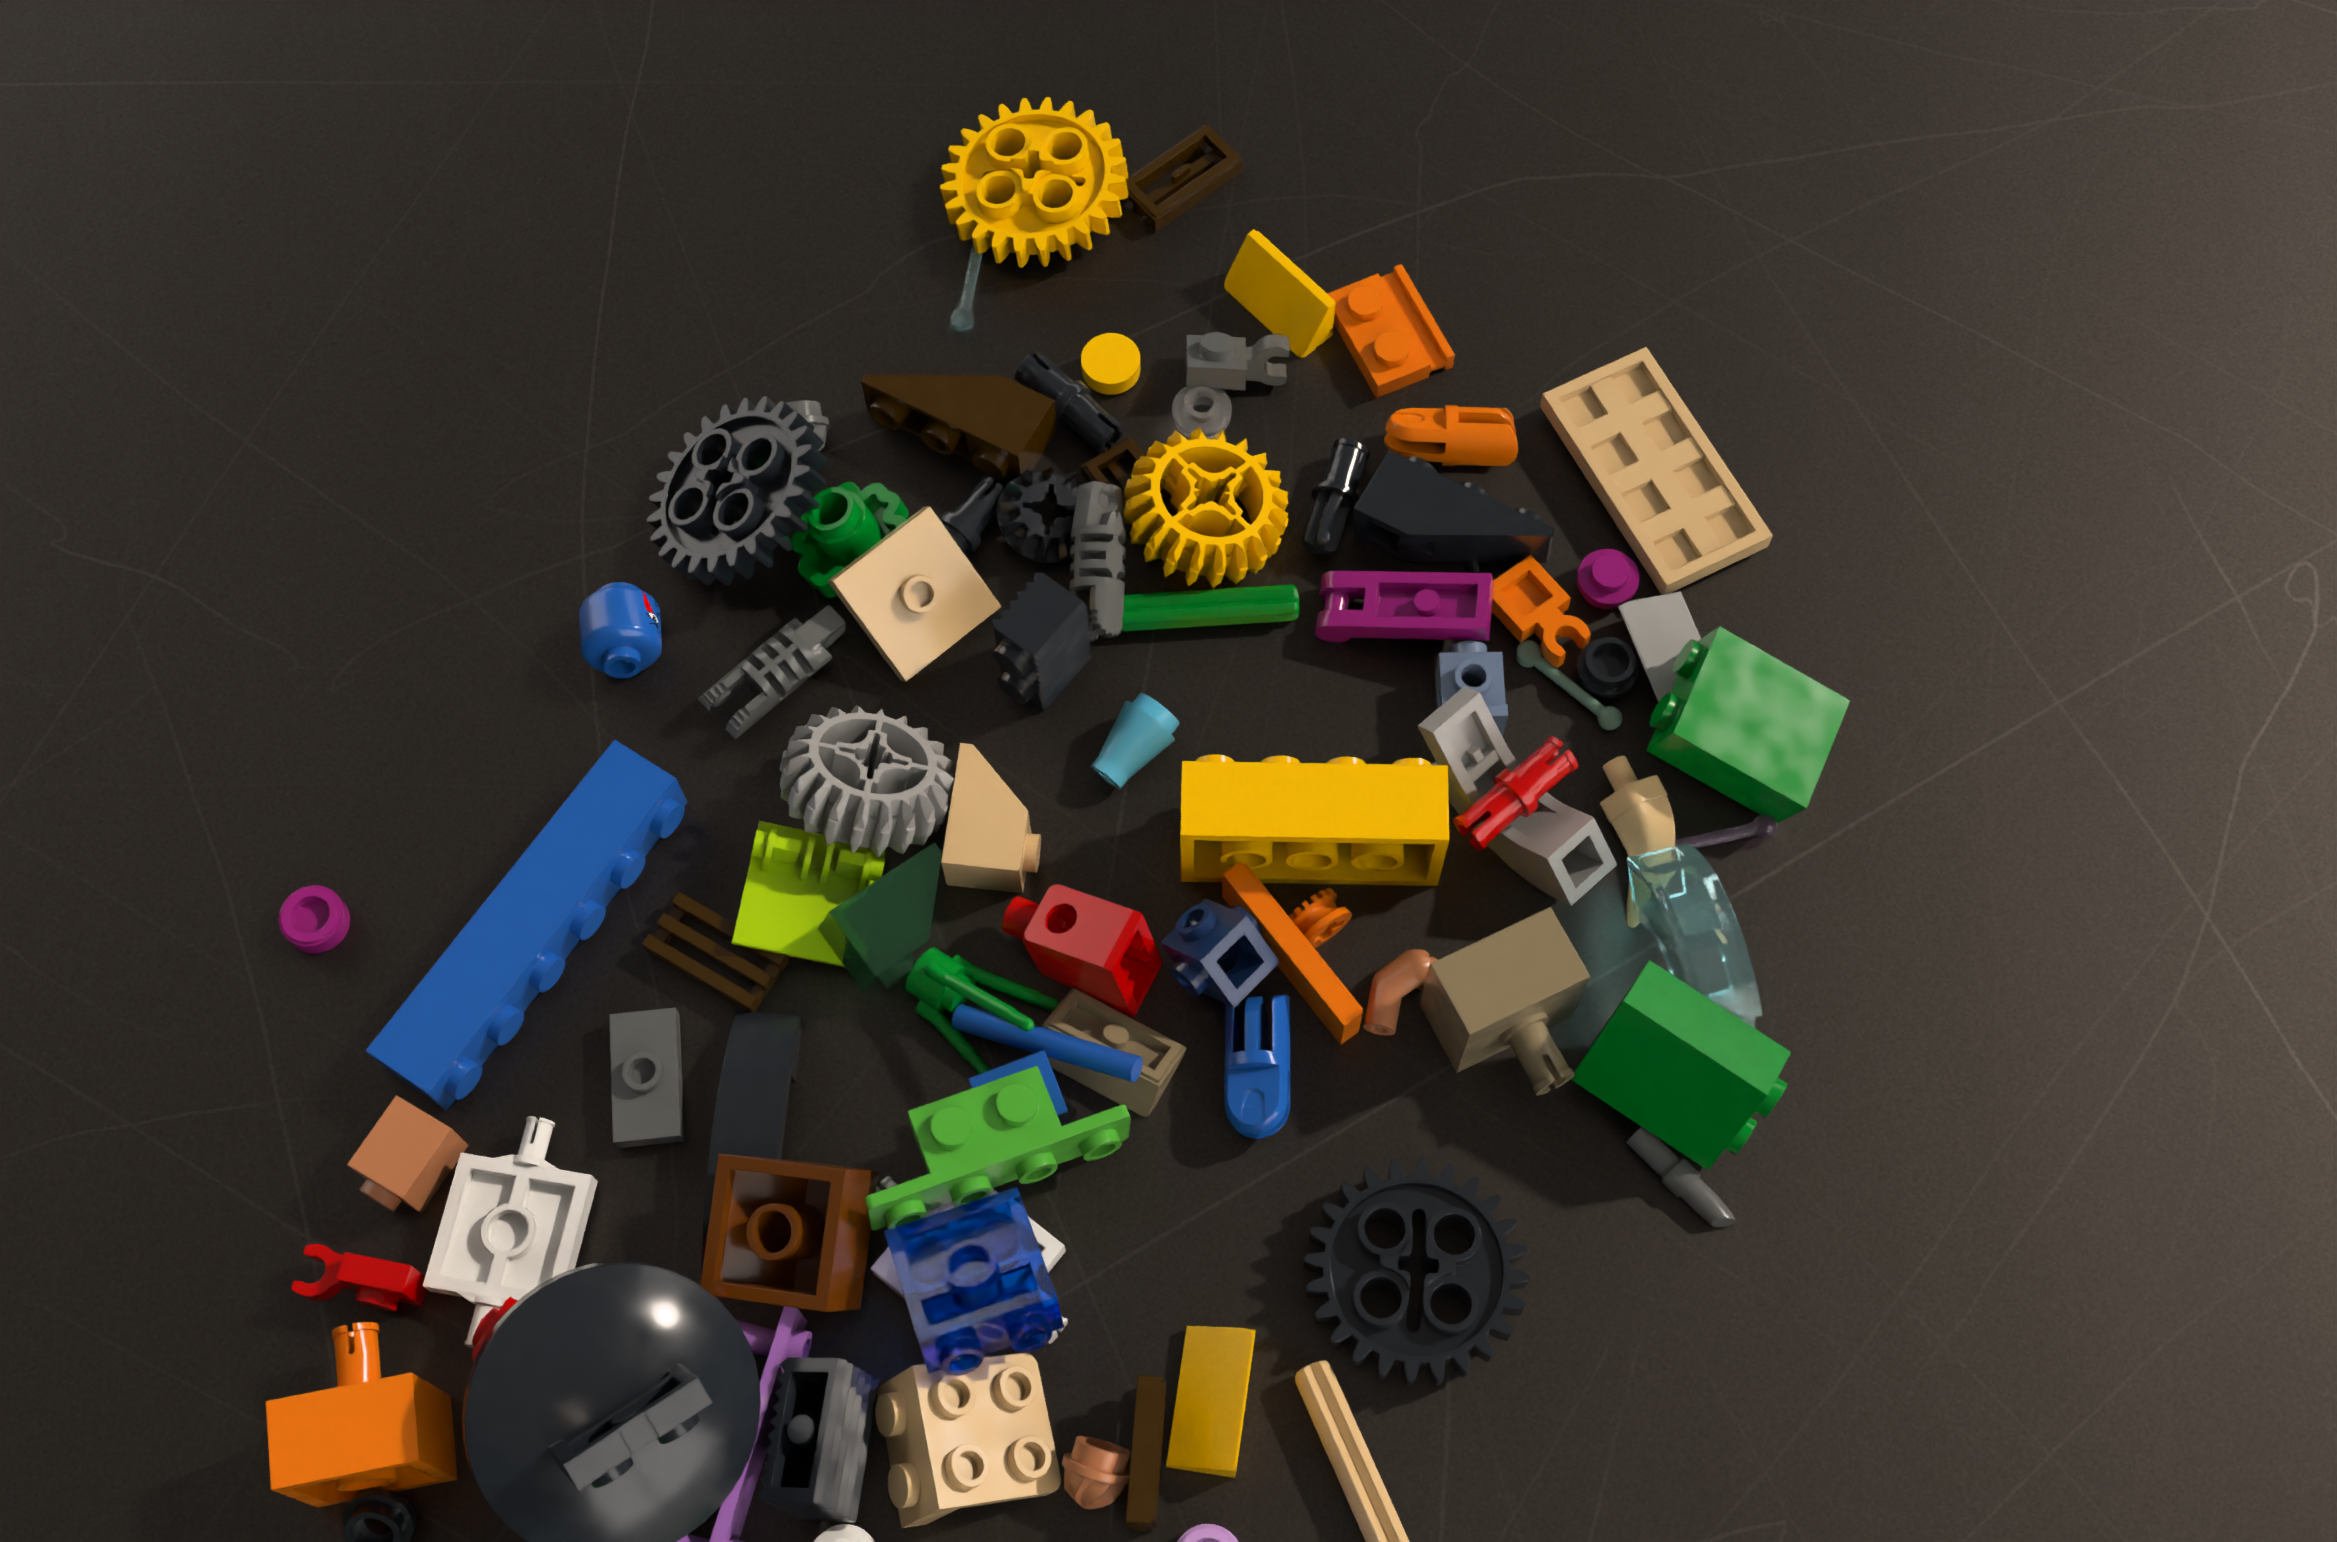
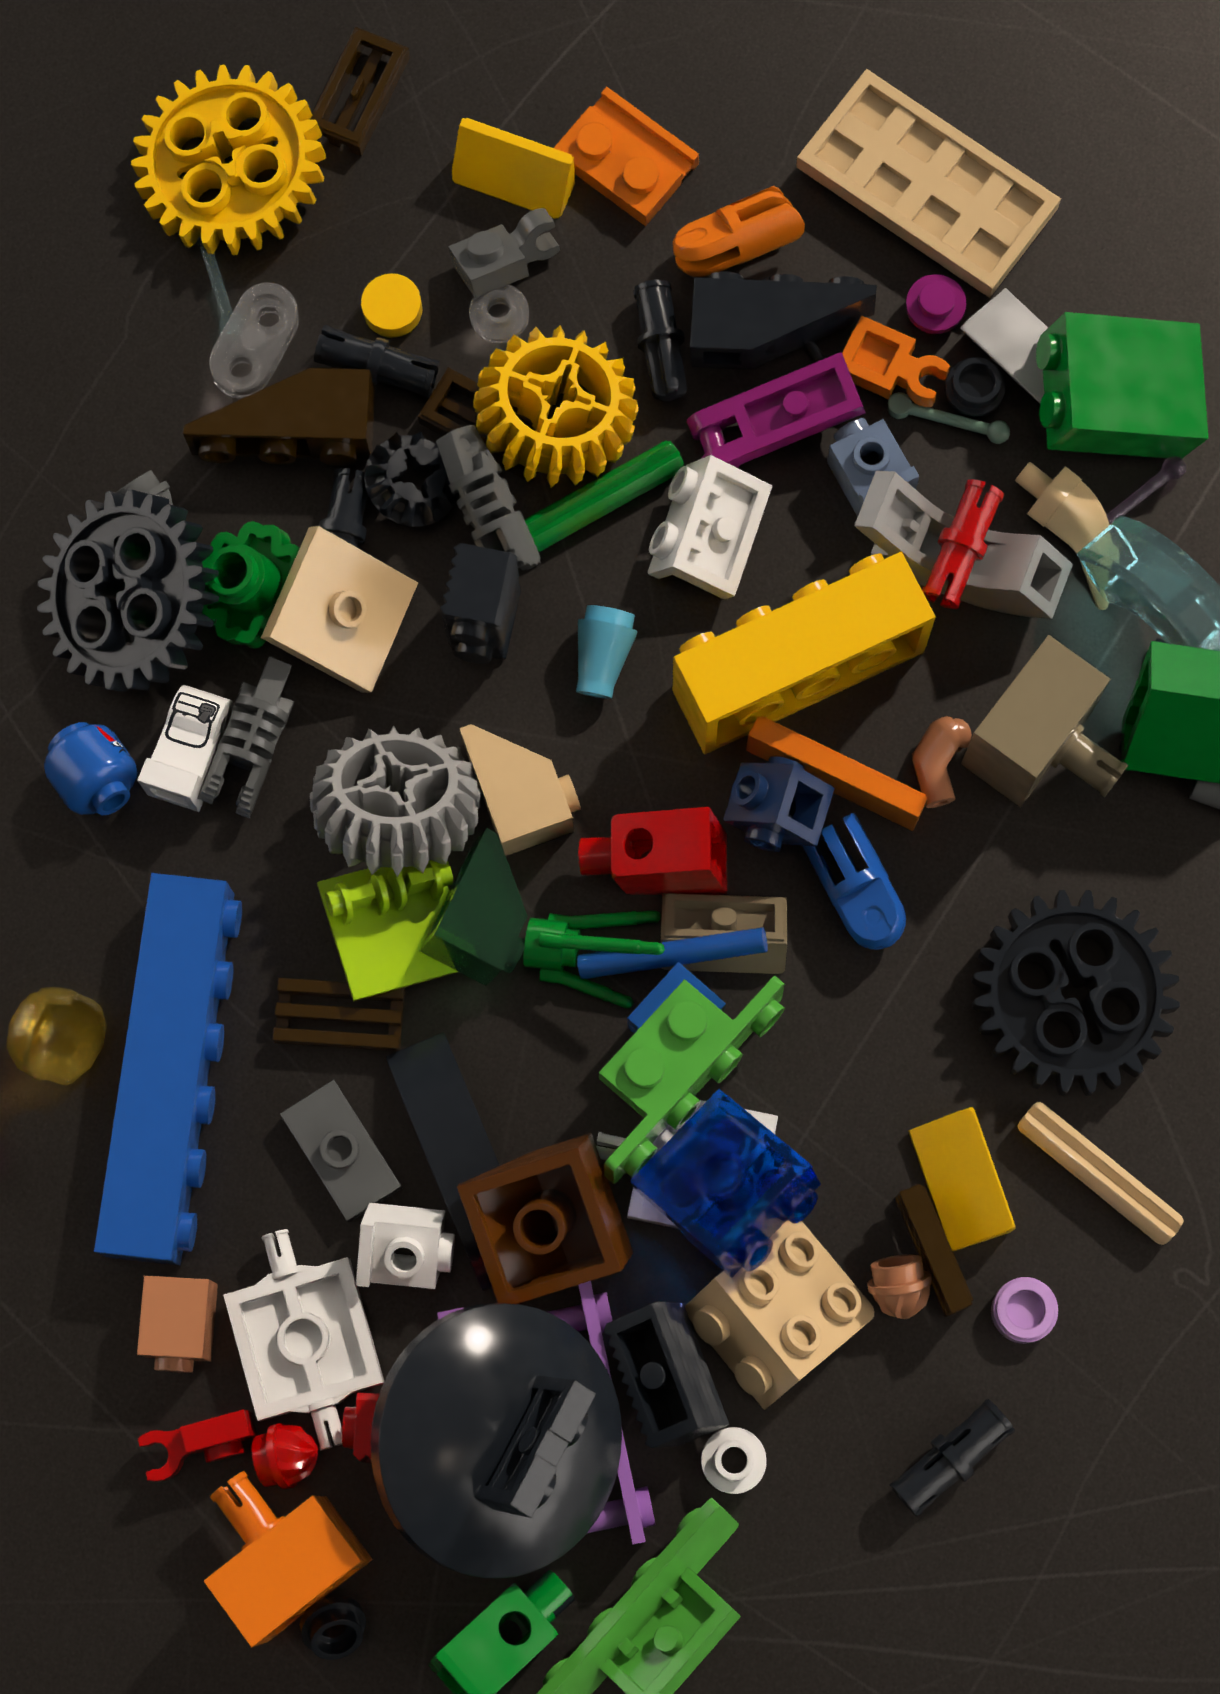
camera: 25 degrees left, 10 degrees up
(427, 1332) = (284, 1455): none -> red plate
(452, 844) = (56, 1035): none -> clear yellow hair
(666, 1181) = (395, 1227): none -> white brick
(711, 649) = (186, 747): none -> white leg
(968, 337) = (252, 343): none -> clear plate
(1292, 677) = (709, 526): none -> white bracket
(1321, 918) = (846, 731): orange bush -> none

